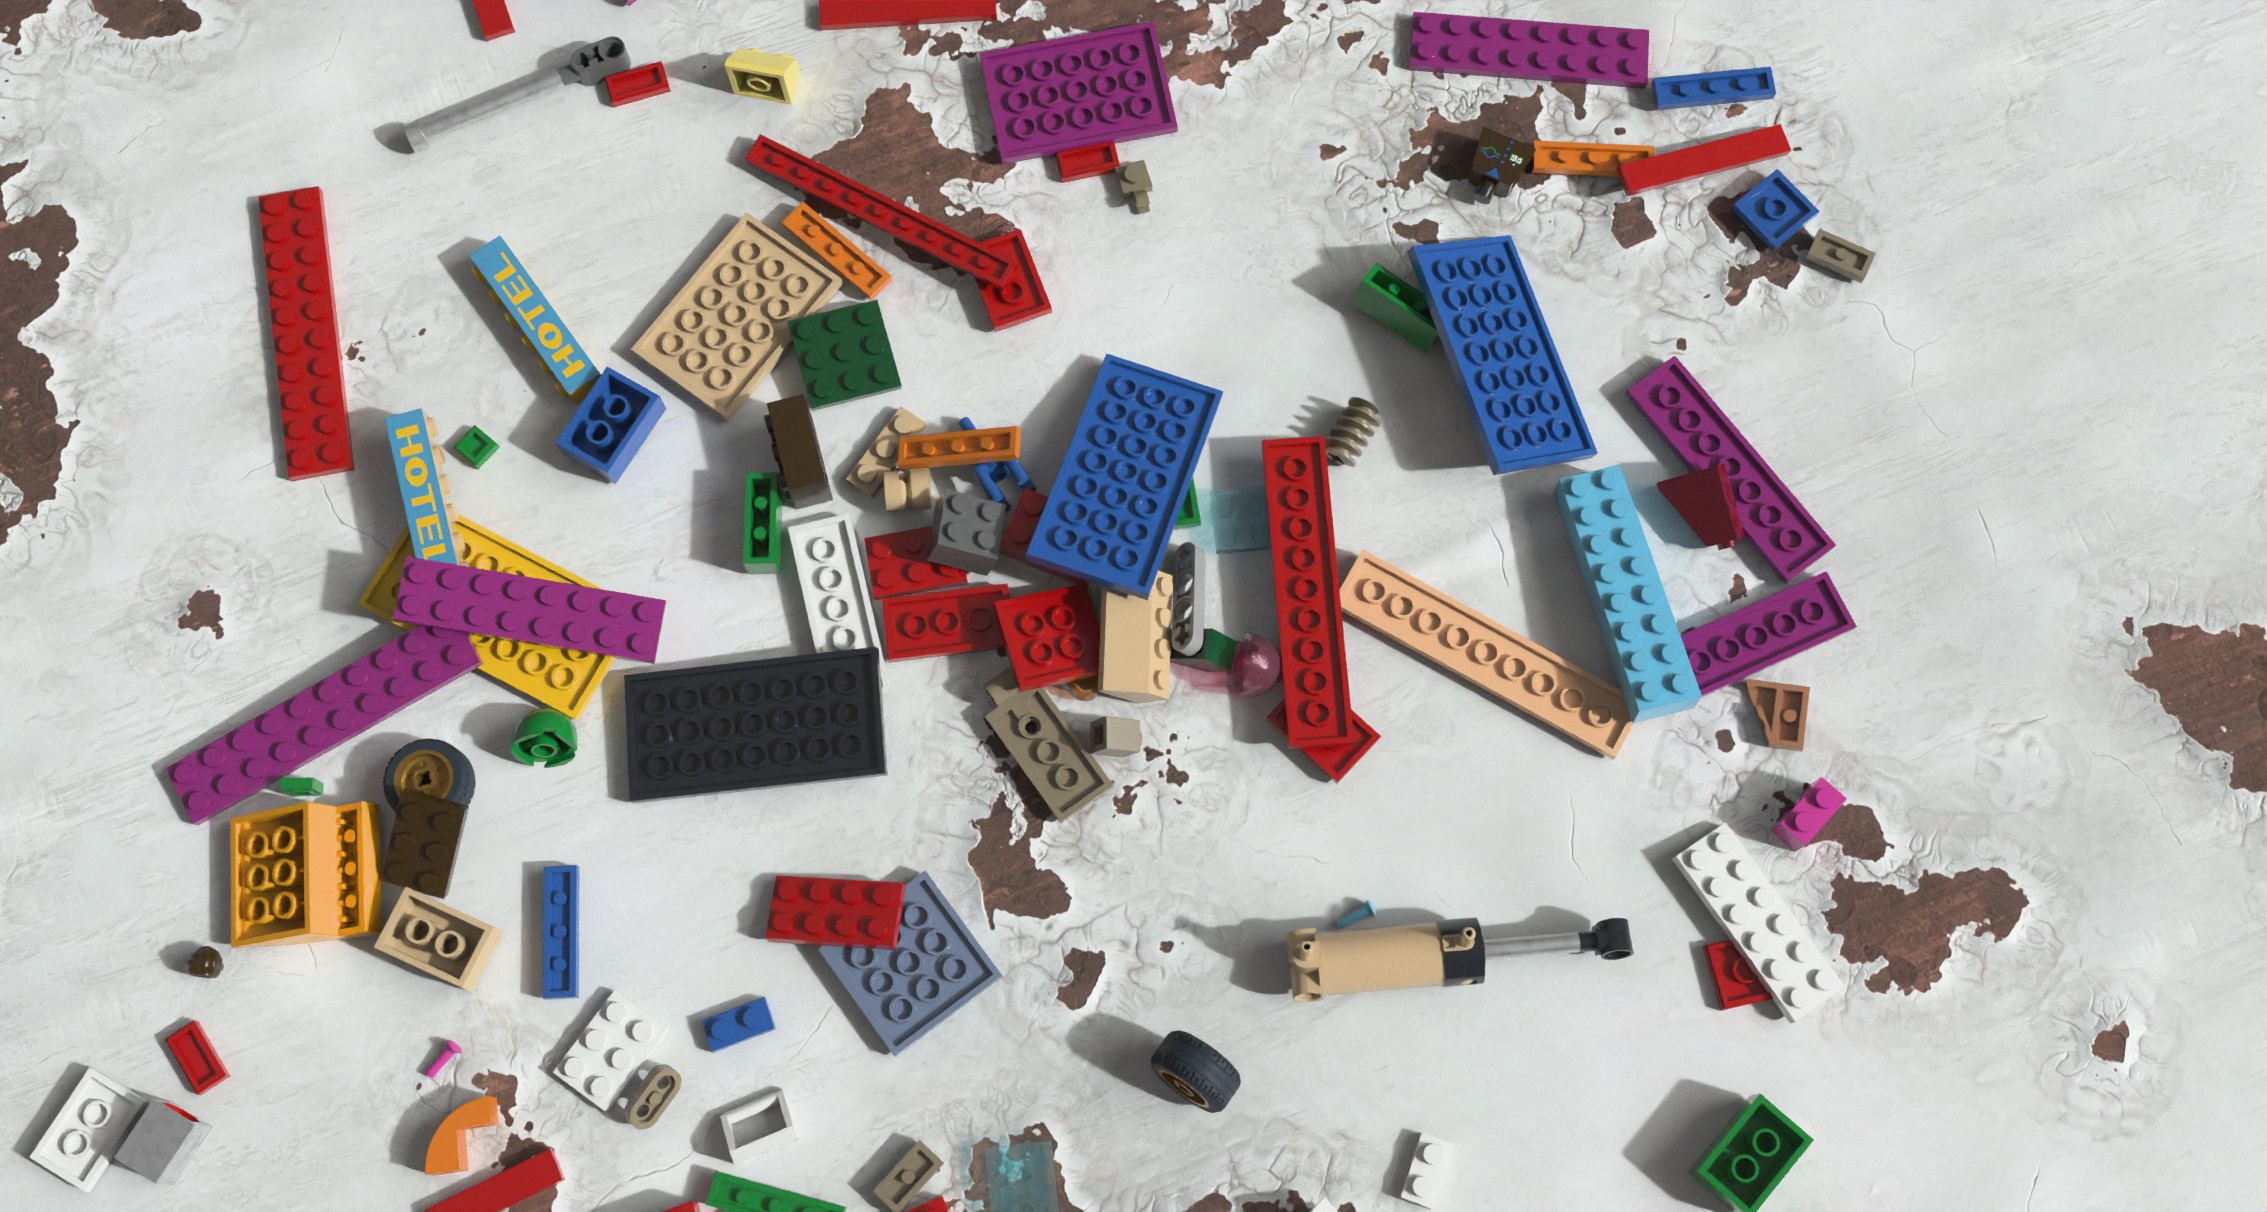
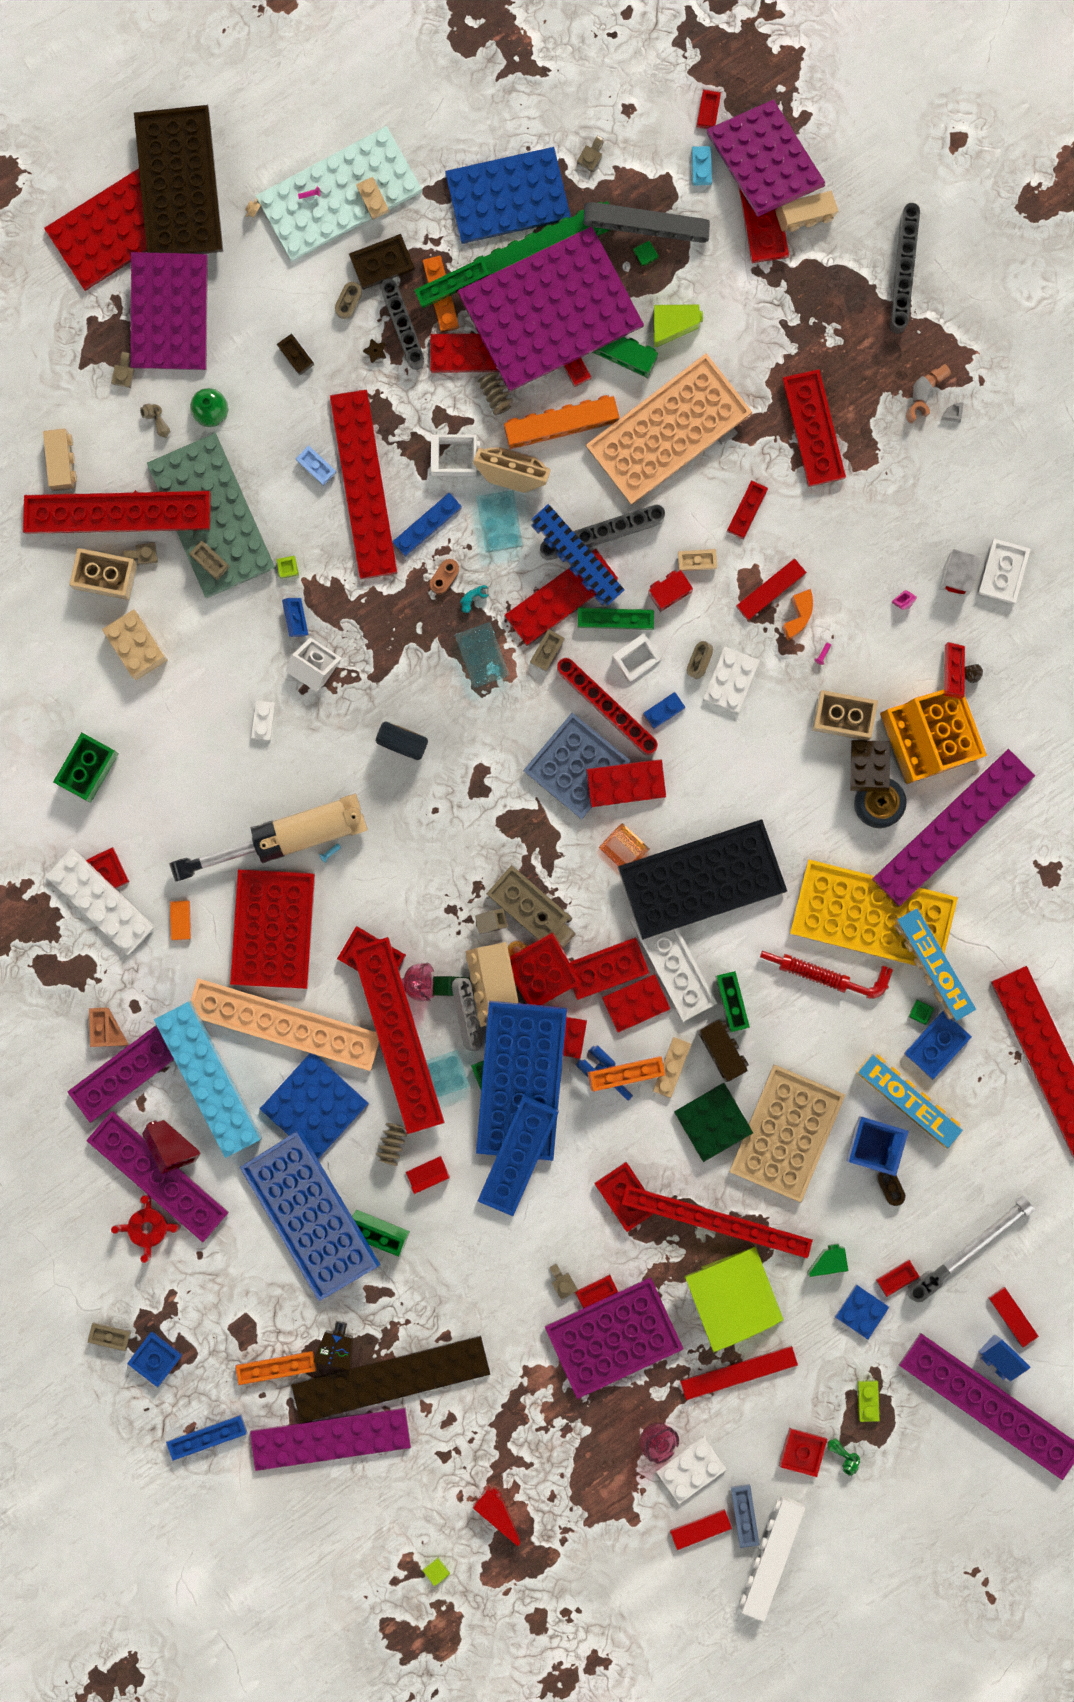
camera: 170 degrees right, 10 degrees up
(197, 1057) = (959, 623): red tile -> none
(232, 973) = (954, 670): none -> red tile
(275, 1119) = (904, 600): none -> dark pink slope
(301, 786) = (956, 782): green tile -> none
(467, 391) = (937, 1045): none -> blue plate
(529, 610) = (851, 913): magenta plate -> none
(544, 737) = (822, 845): green cylinder -> none
(561, 932) = (778, 737): blue plate -> none
(602, 529) = (828, 977): none -> red piece
(607, 208) = (890, 1187): none -> dark brown plate
(608, 259) = (877, 1146): none -> blue piece
(611, 425) = (841, 1041): blue brick -> none
(702, 50) = (861, 1311): none -> blue plate
(730, 123) = (829, 1261): none -> green slope
(763, 75) = (817, 1300): light yellow slope -> none
(820, 1040) = (602, 698): none -> red beam
(836, 251) = (738, 1191): orange plate -> none
(857, 818) = (629, 839): none -> clear orange tile
(885, 101) = (734, 1298): none -> lime slope
(907, 490) = (651, 1044): tan wheel -> none
(966, 532) = (608, 1023): dark grey brick -> none
(1157, 369) = (518, 1155): none -> blue plate
(1304, 377) = (427, 1174): none -> red panel
(1422, 109) = (390, 1379): none -> dark brown plate
(1461, 521) = (315, 1103): none -> blue plate
(1476, 810) = (272, 929): none -> red plate
(1627, 860) = (180, 920): none -> orange tile
(1703, 160) = (205, 1382): red tile -> none
(1760, 381) = (136, 1232): none -> red plate
(1808, 814) = (80, 970): dark pink brick -> none

